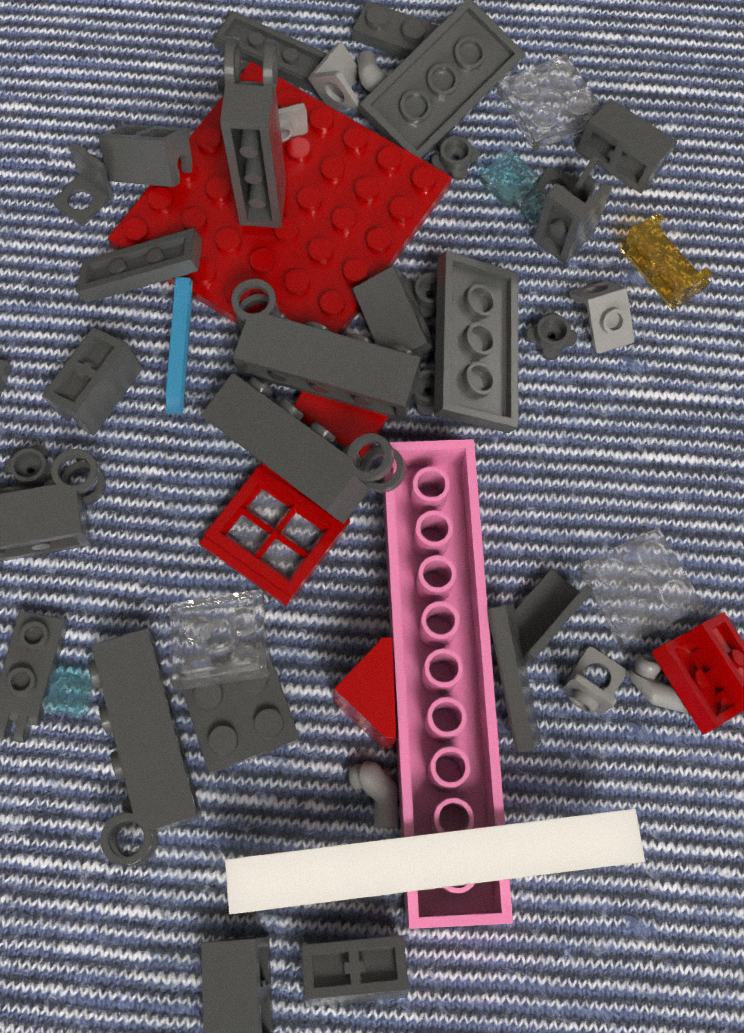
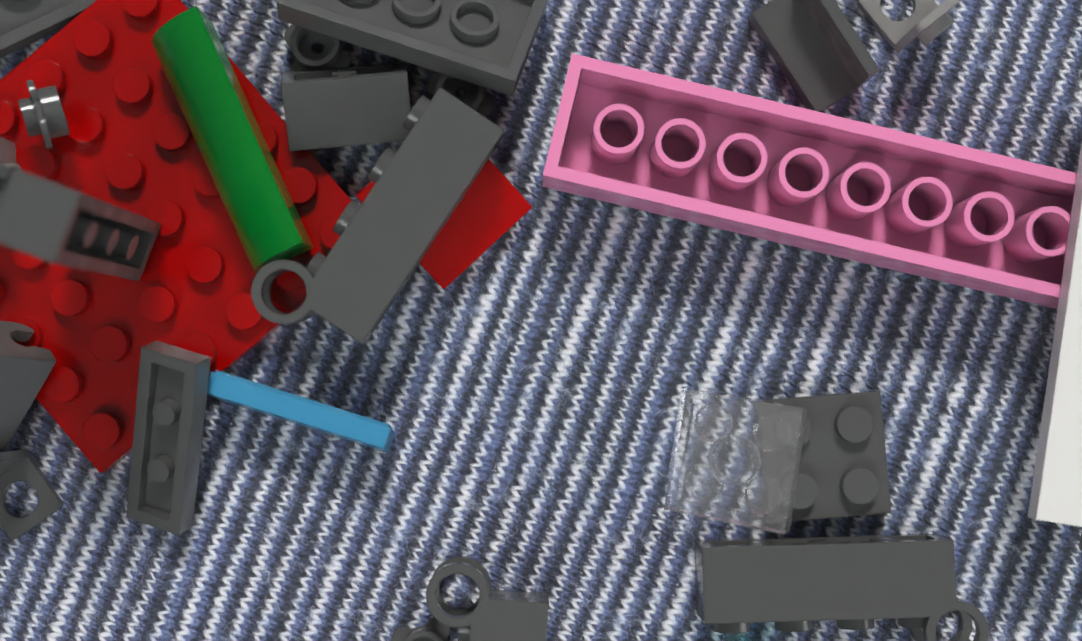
camera: 75 degrees left, 15 degrees up
(93, 380) = (321, 542): dark grey hinge -> none
(273, 535) = (603, 351): red piece -> none
(300, 453) = (517, 295): dark grey hinge -> none
(329, 138) = (43, 113): none -> dark grey plate
(348, 250) = (230, 139): none -> green brick
(369, 694) = (864, 286): red slope -> none
(381, 788) = (966, 308): light grey arm -> none
(514, 677) = (886, 104): dark grey tile -> none

